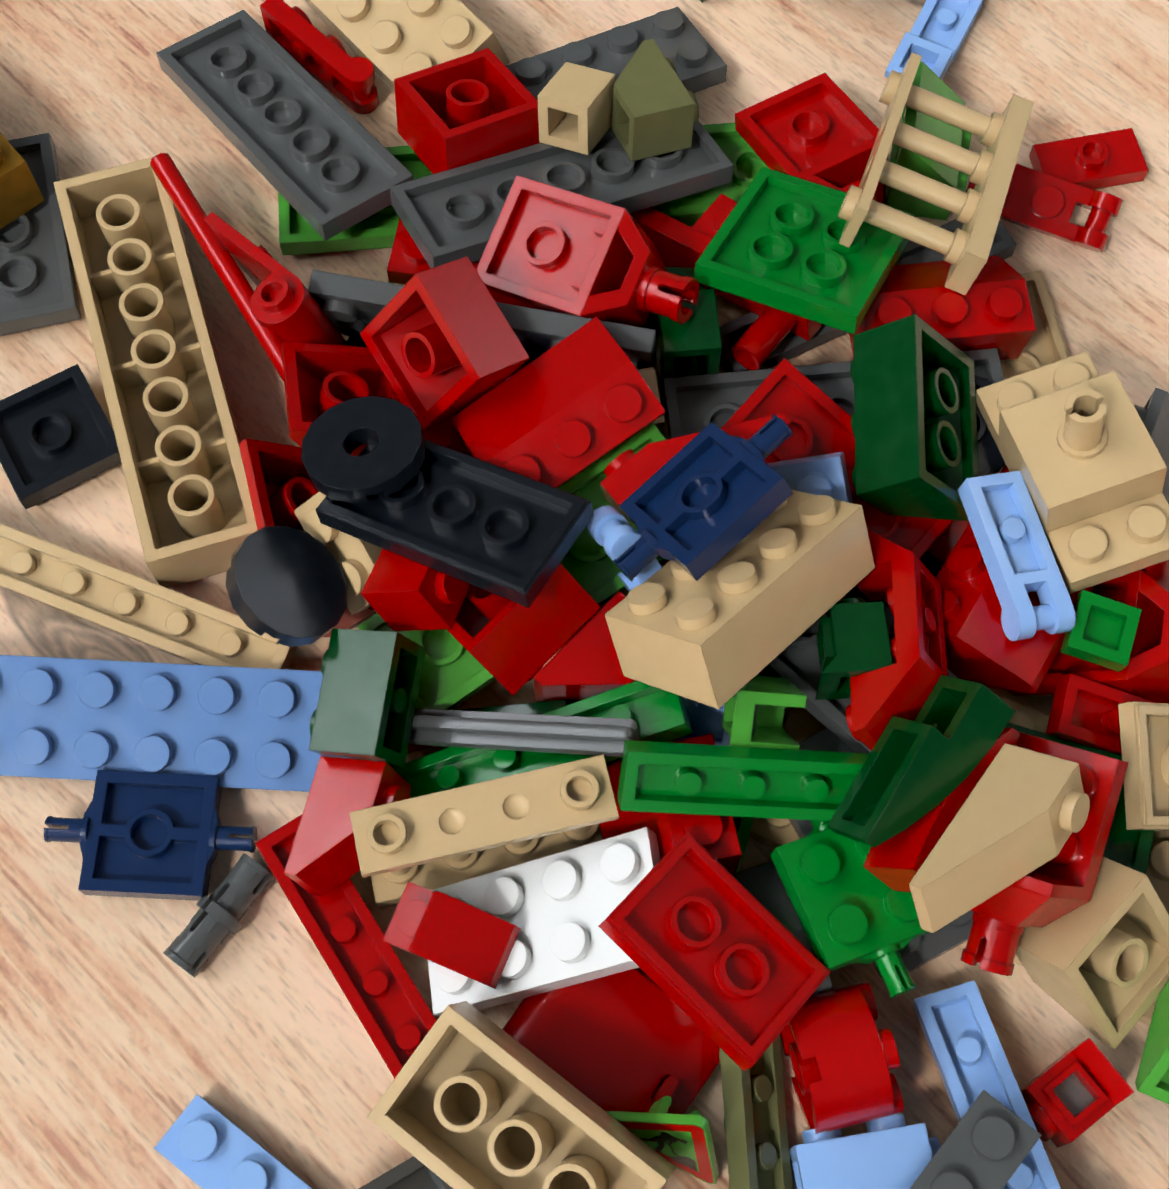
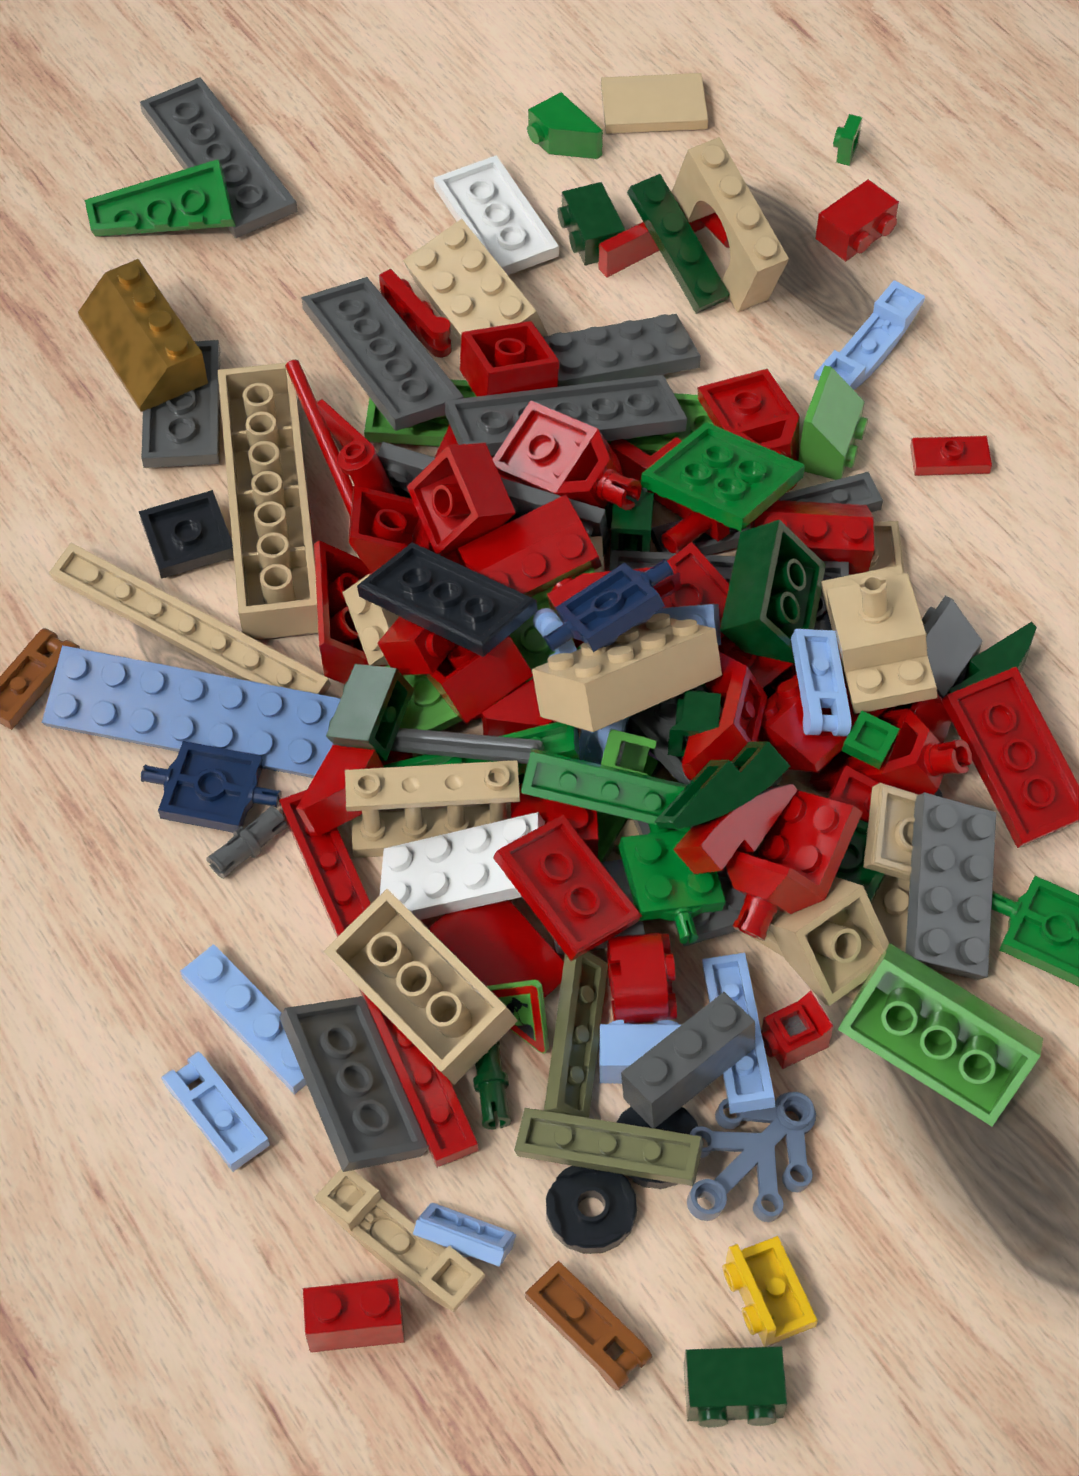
camera: 10 degrees right, 10 degrees down
(286, 585) = (330, 631): black tile -> none
(356, 423) = (375, 546): black tile -> none
(452, 934) = (398, 864): red slope -> none
(576, 108) = (584, 366): tan brick -> none
(652, 106) = (636, 372): olive slope -> none
(990, 171) = (842, 464): tan fence -> none
(1000, 834) = (762, 834): tan slope -> none
(1047, 205) = (907, 475): red plate -> none

